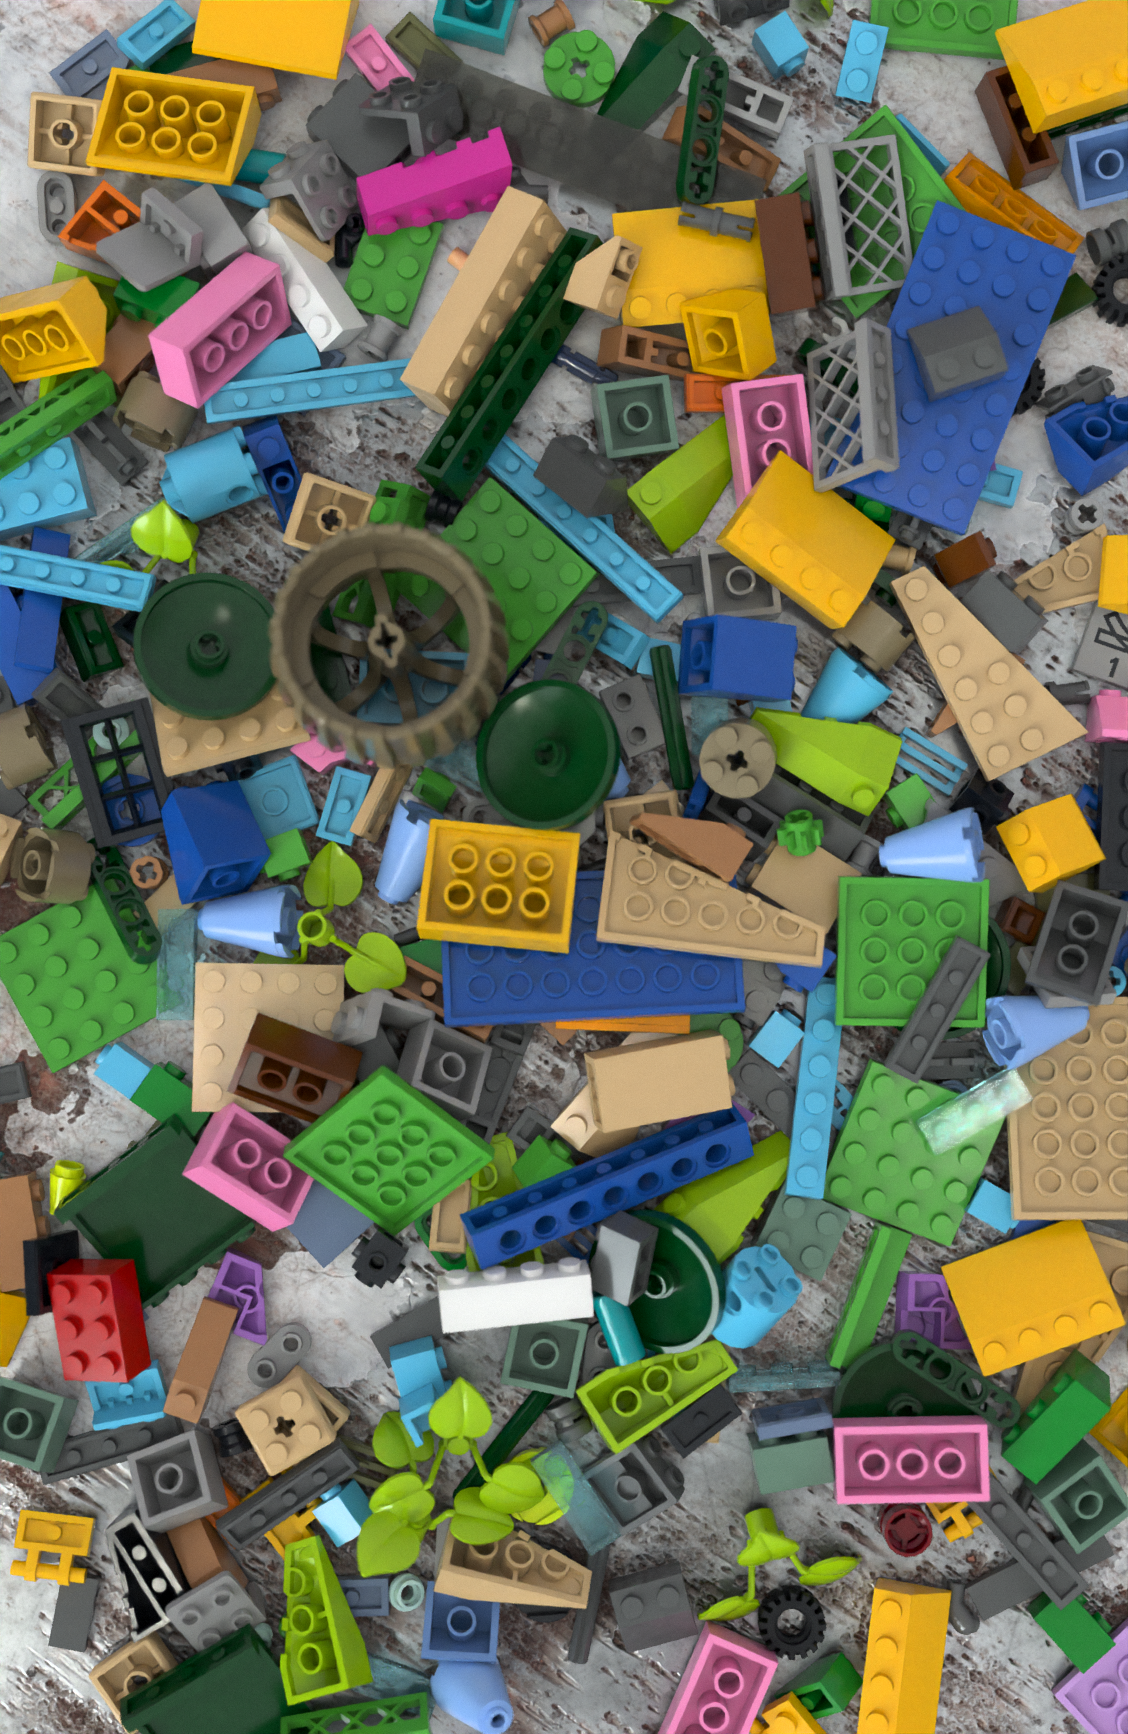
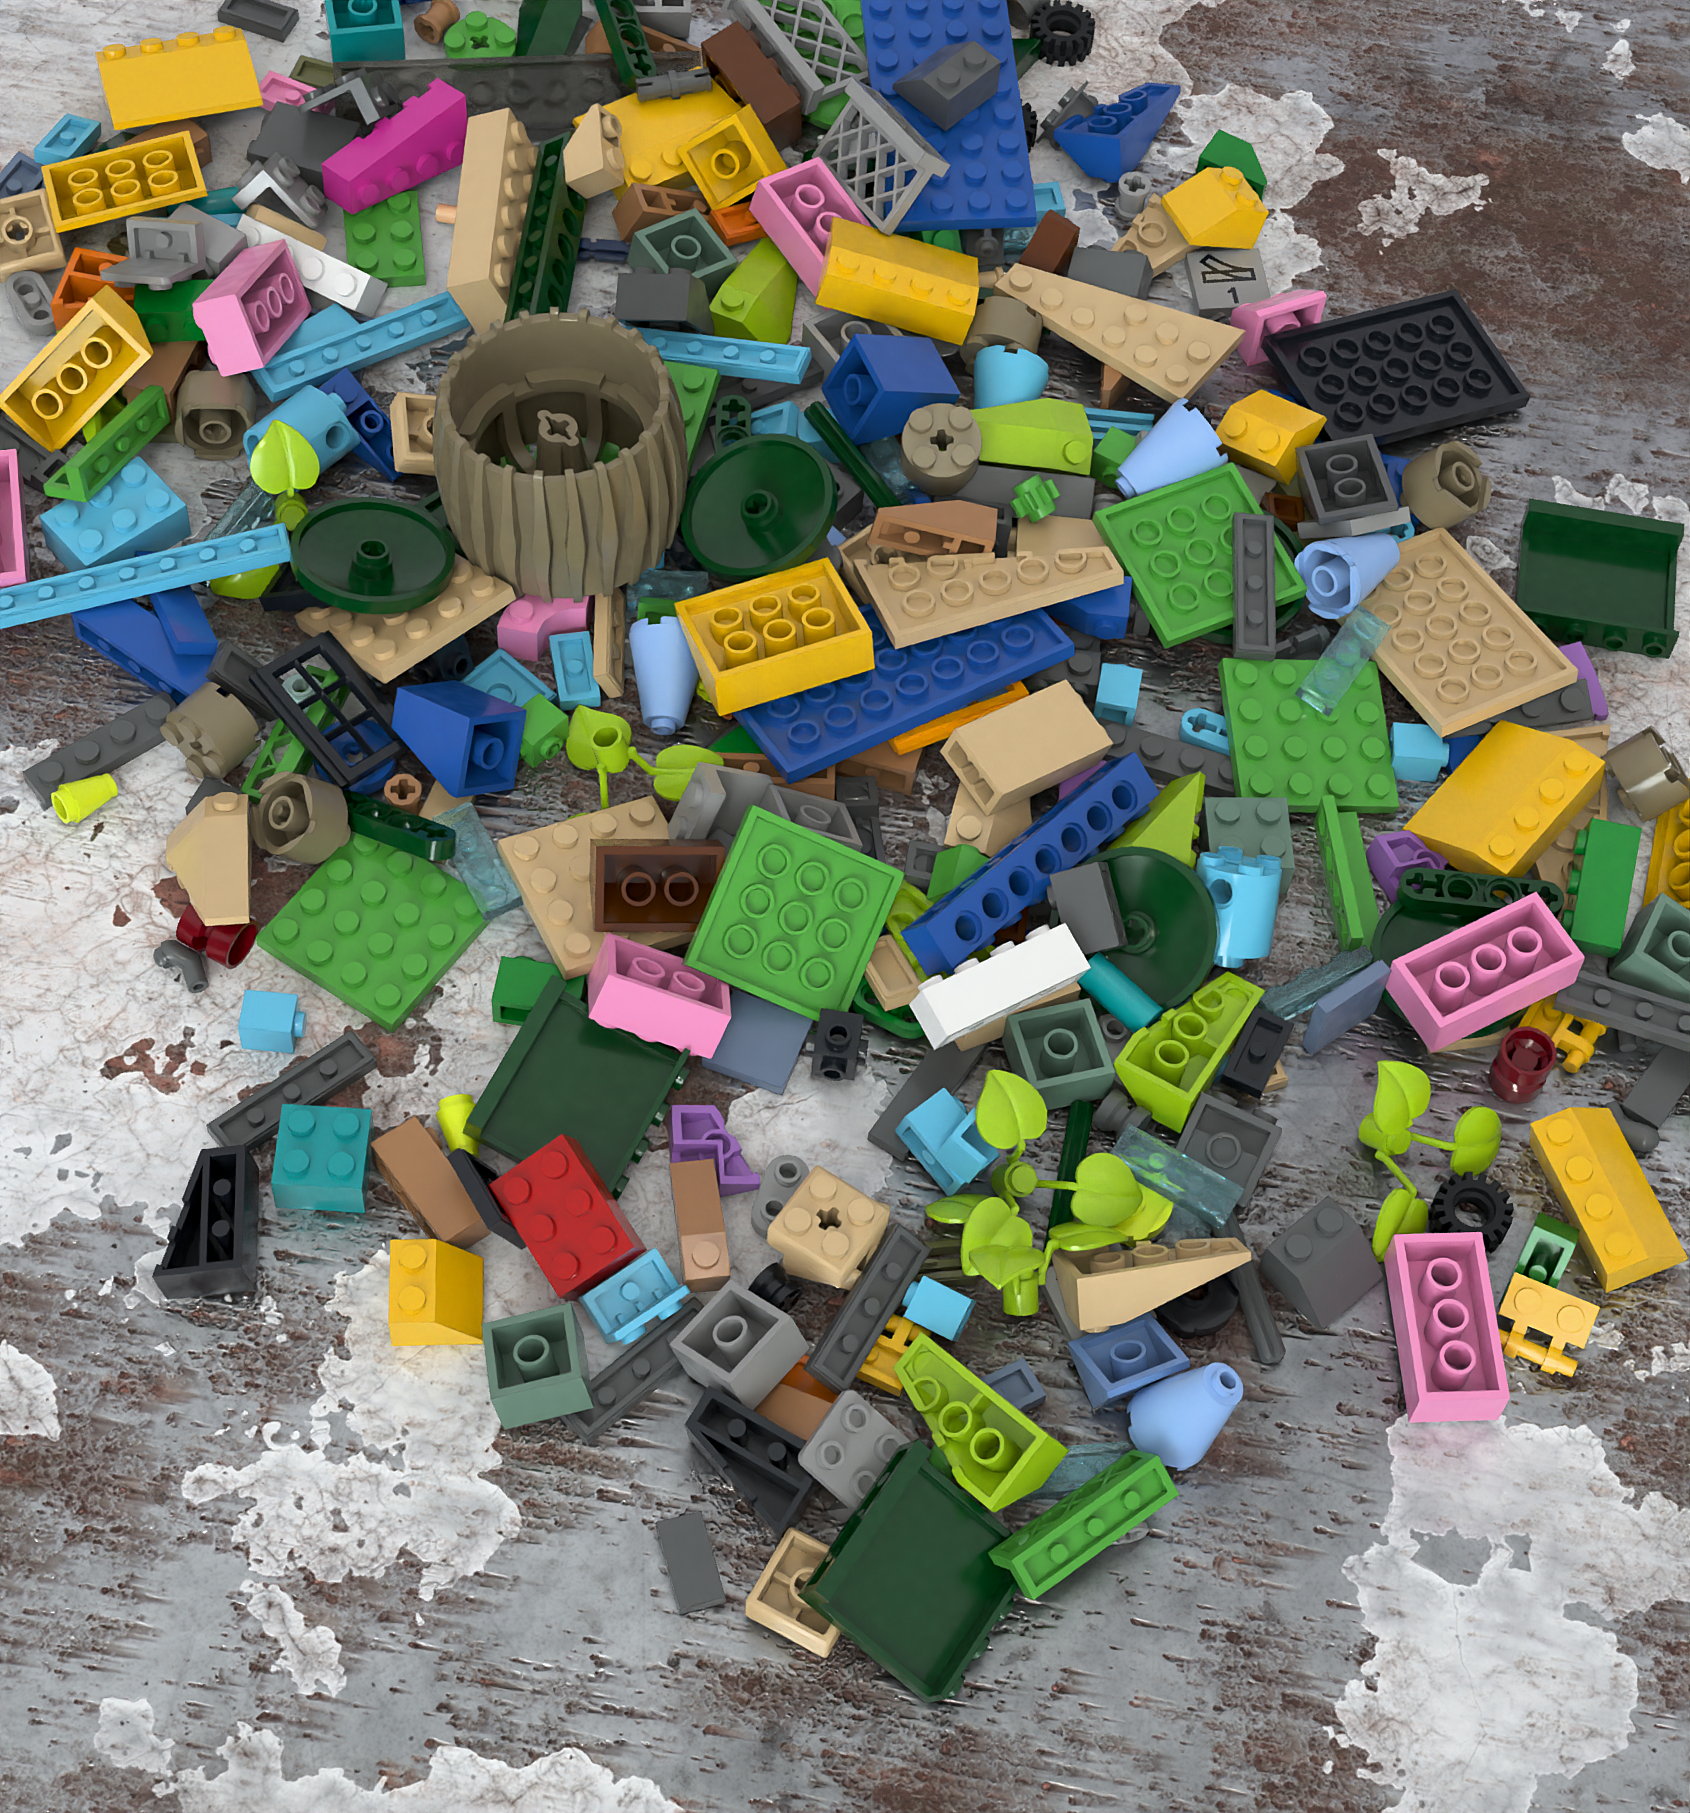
camera: 30 degrees left, 30 degrees down
(53, 1534) = (628, 1482): yellow plate -> none
(90, 640) = (236, 626): dark green slope -> none
(111, 447) = (182, 468): dark grey hinge -> none
(122, 1068) = (467, 986): medium azure brick -> none
(255, 920) = (536, 793): light blue cone -> none
(347, 238) = (333, 228): black arm -> none
(380, 338) = (405, 287): light grey bush -> none
(414, 1596) = (1052, 1367): light aqua plate -> none
(791, 1461) = (1375, 1029): sand green brick -> none
(814, 1094) = (1184, 717): medium azure plate -> none

